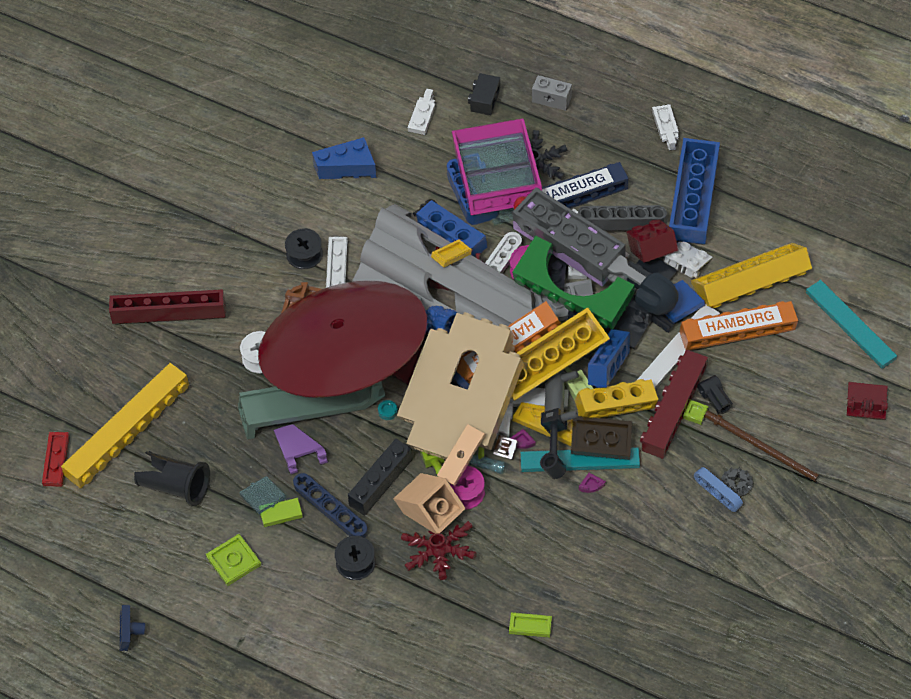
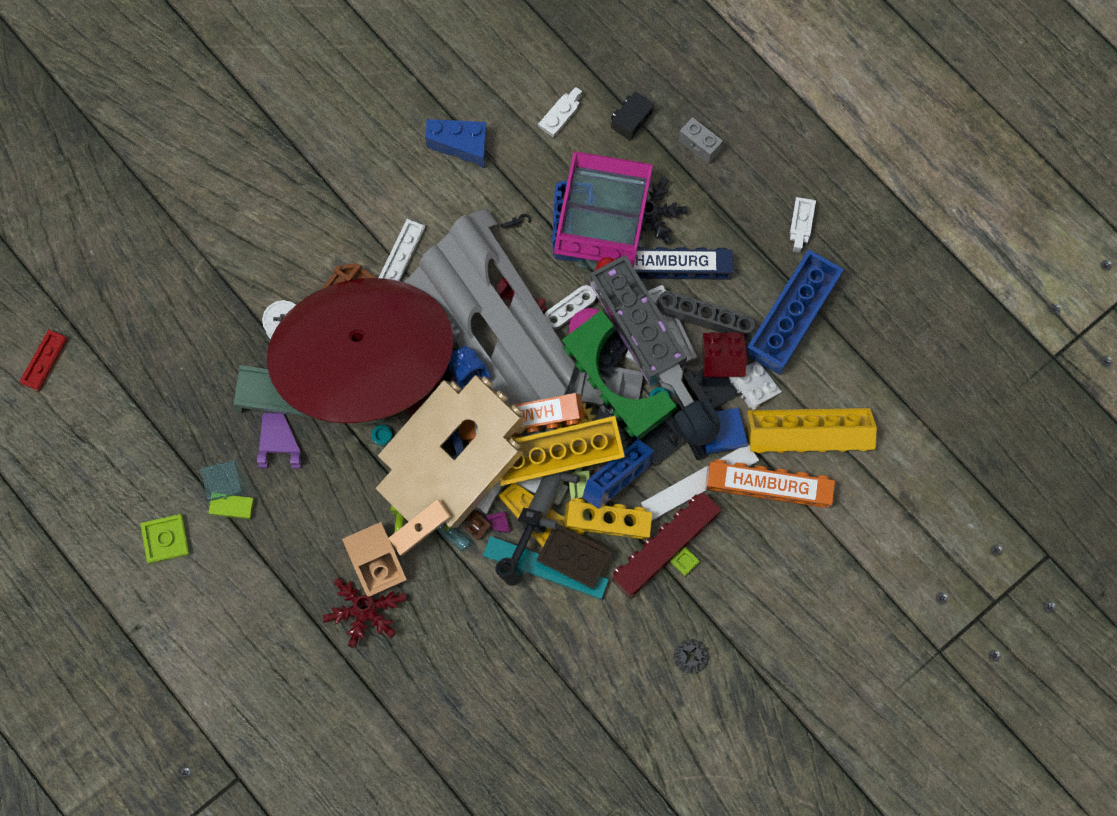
camera: 20 degrees right, 15 degrees up
(125, 425) = (122, 352): yellow brick -> none
(127, 628) = (34, 573): dark blue tile -> none
(167, 306) = (214, 237): dark red brick -> none
(176, 479) = (144, 433): black piece -> none
(303, 248) = (365, 225): black piece -> none
(326, 498) = (287, 527): dark blue beam -> none
(365, 555) = (287, 595): black piece -> none
(380, 477) = (340, 509): black brick -> none
(451, 227) = (519, 234): blue brick -> none
(451, 253) = (512, 292): yellow tile -> none
(474, 491) = (425, 563): dark pink piece -> none
(530, 625) = (417, 728): lime tile -> none
(591, 484) = (545, 599): magenta tile -> none
(713, 390) = (711, 545): black piece -> none
(718, 420) = (703, 581): reddish brown bar -> none
(718, 489) = (666, 658): medium blue beam -> none
(851, 324) = (888, 526): teal tile -> none
(867, 400) = (863, 619): dark red hinge -> none

